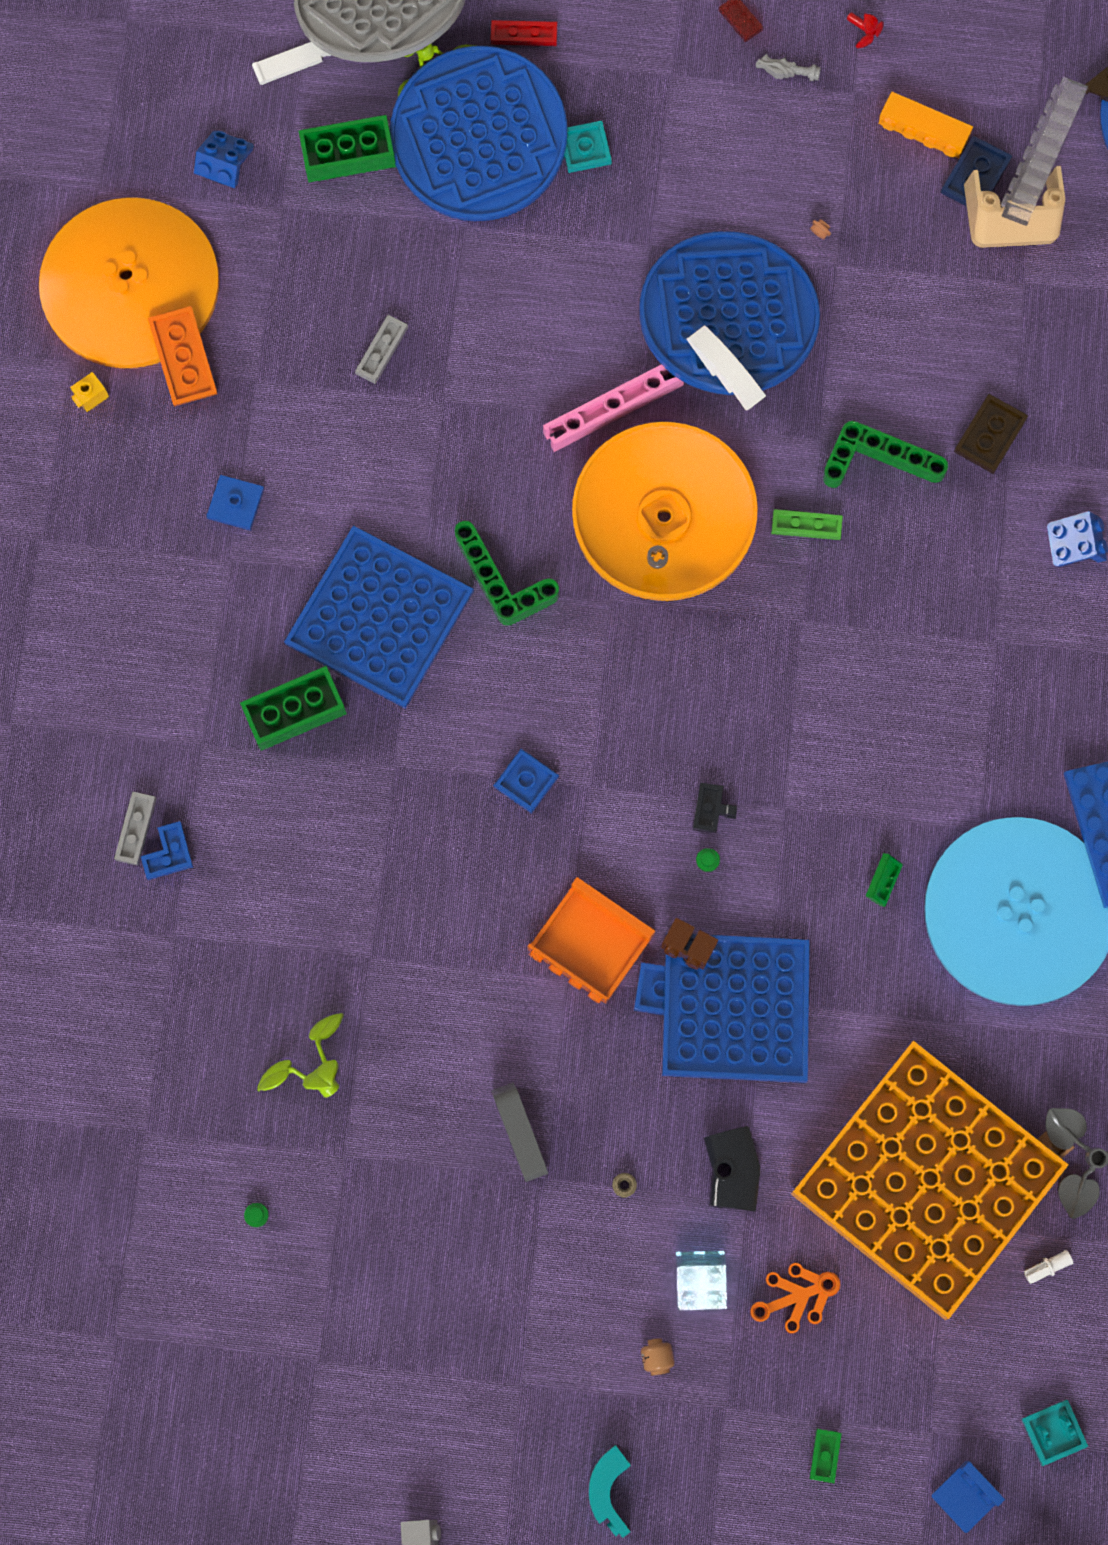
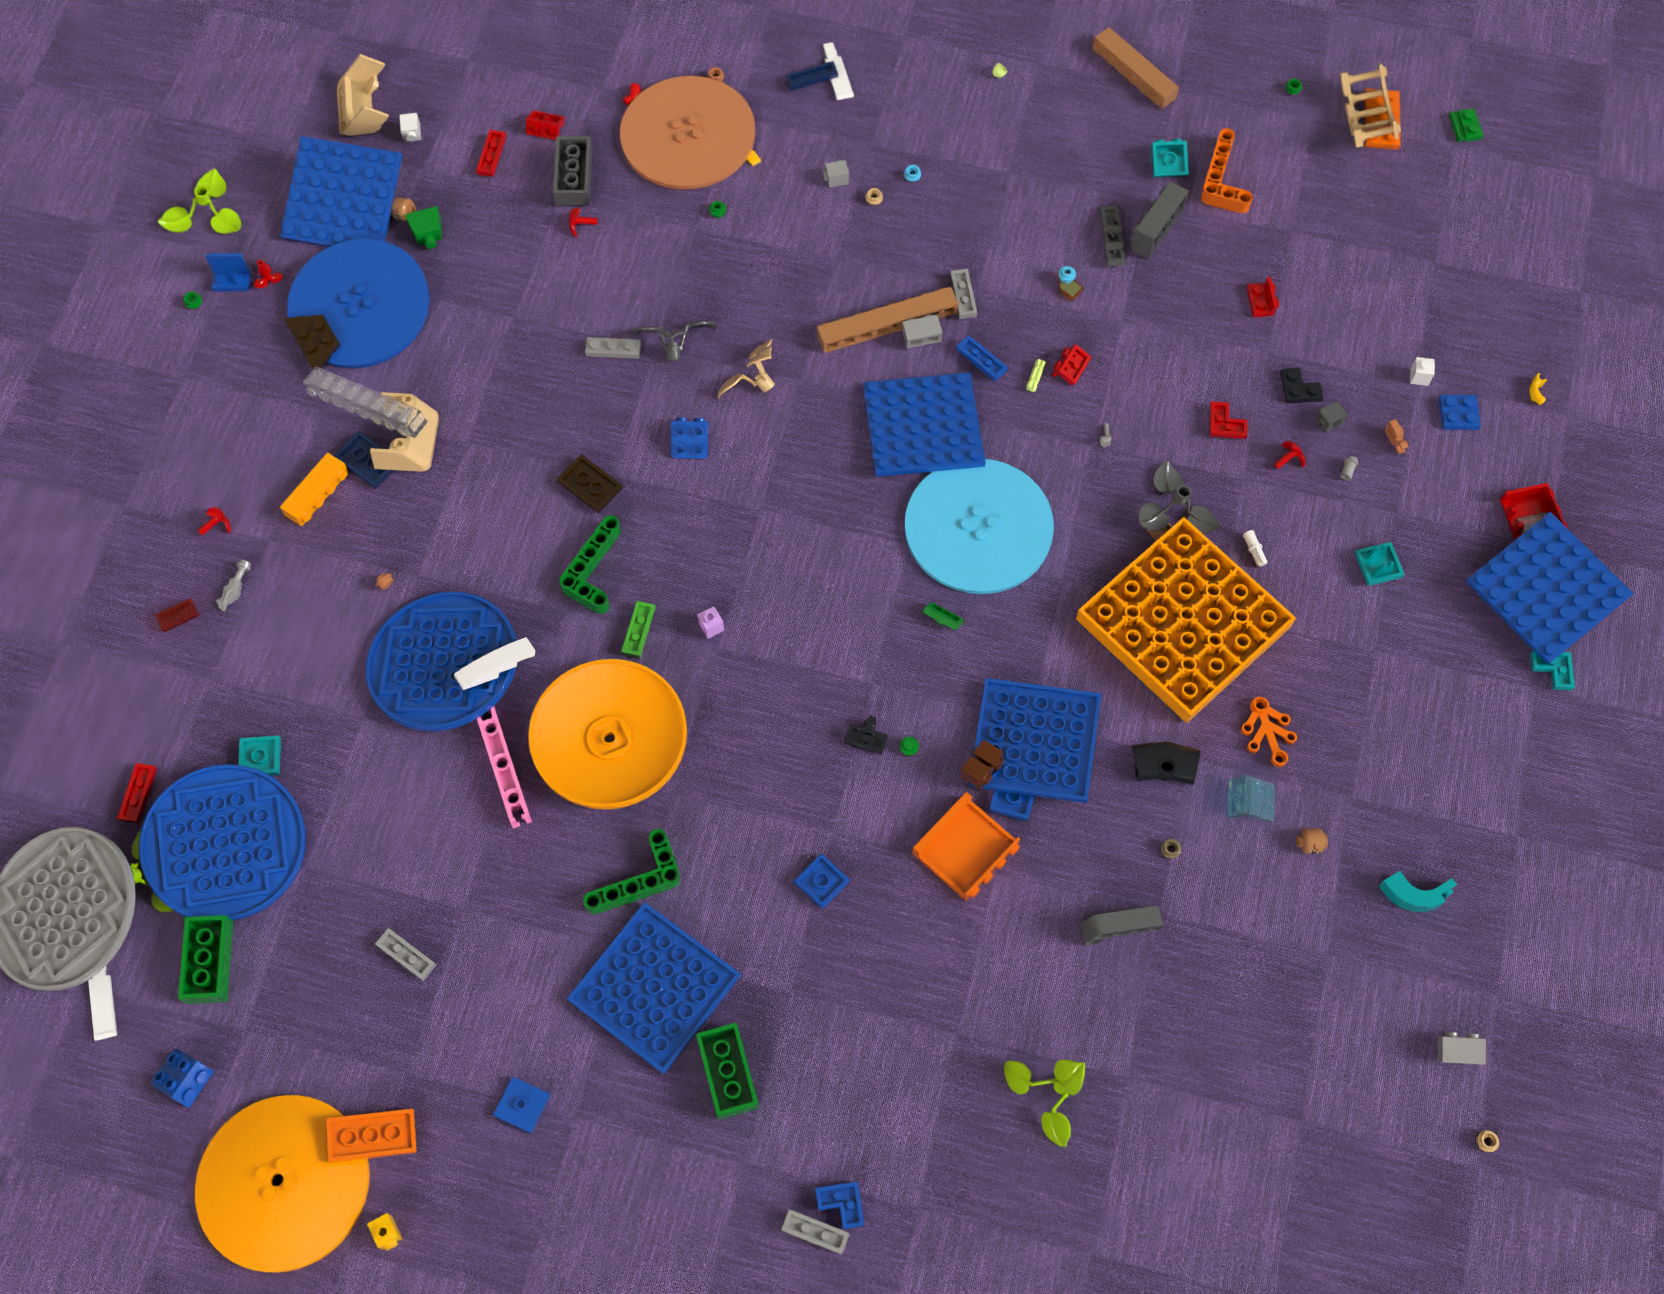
camera: 85 degrees left, 10 degrees down
(256, 1215) = (1175, 1159): green plate -> none
(653, 551) = (648, 735): dark grey bush -> none
(825, 1456) = (1392, 727): green plate -> none
(828, 605) = (710, 622): none -> lavender brick
(967, 1496) = (1425, 630): blue bracket -> none

